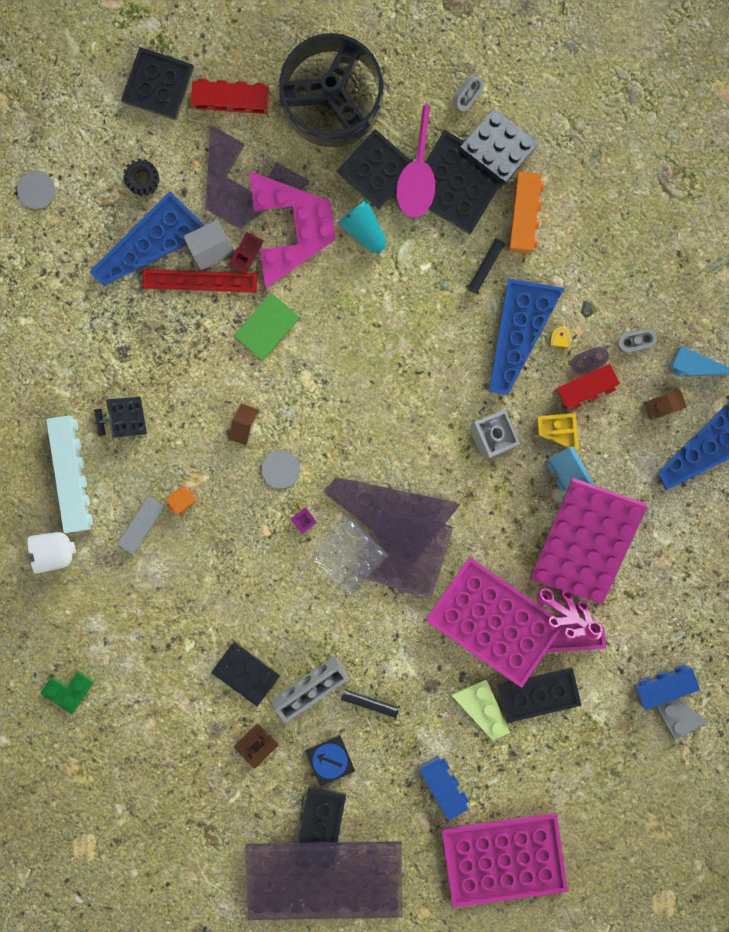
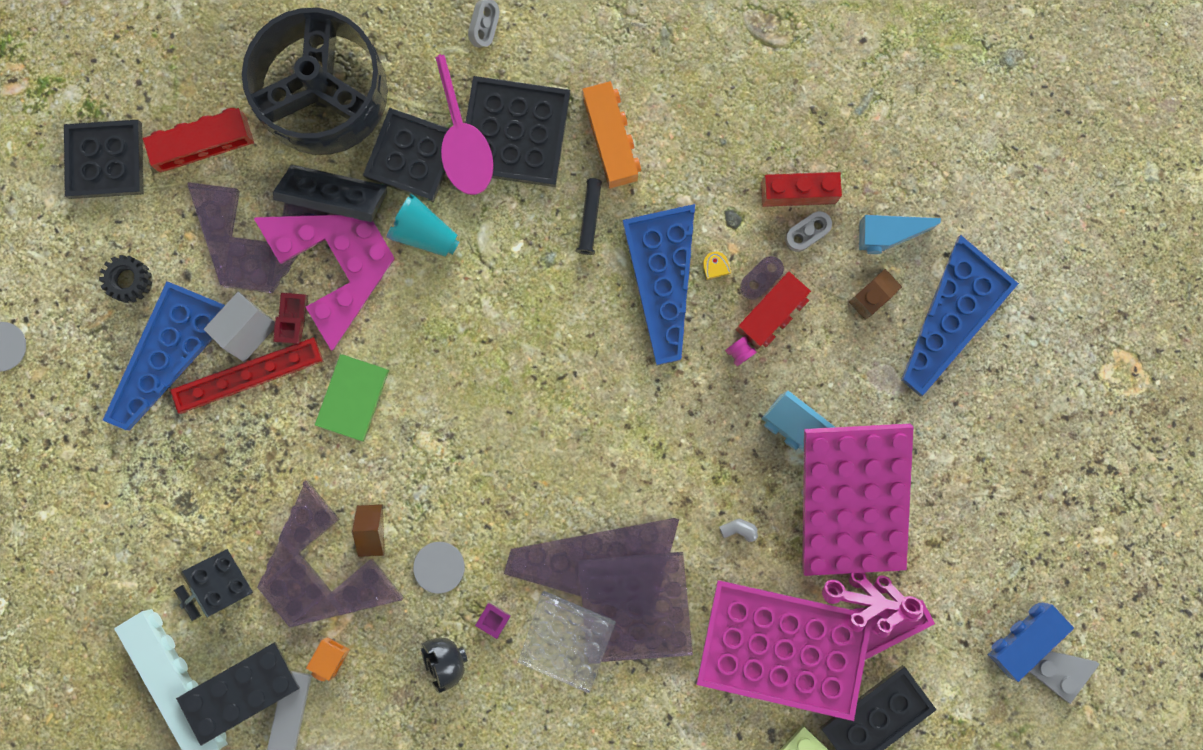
camera: 30 degrees left, 5 degrees down
(113, 497) = (237, 693): none -> black plate
(178, 443) = (294, 585): none -> clear purple wing
(259, 534) = (444, 662): none -> black cylinder
(309, 174) = (330, 193): none -> black plate
(494, 434) = (685, 415): light grey slope -> none
(498, 146) = (546, 70): plate -> none
(500, 527) = (741, 527): none -> light grey arm
(552, 406) = (741, 351): none -> dark pink wheel
(559, 429) = (761, 376): yellow wing -> none
(644, 308) = (801, 189): none -> red brick

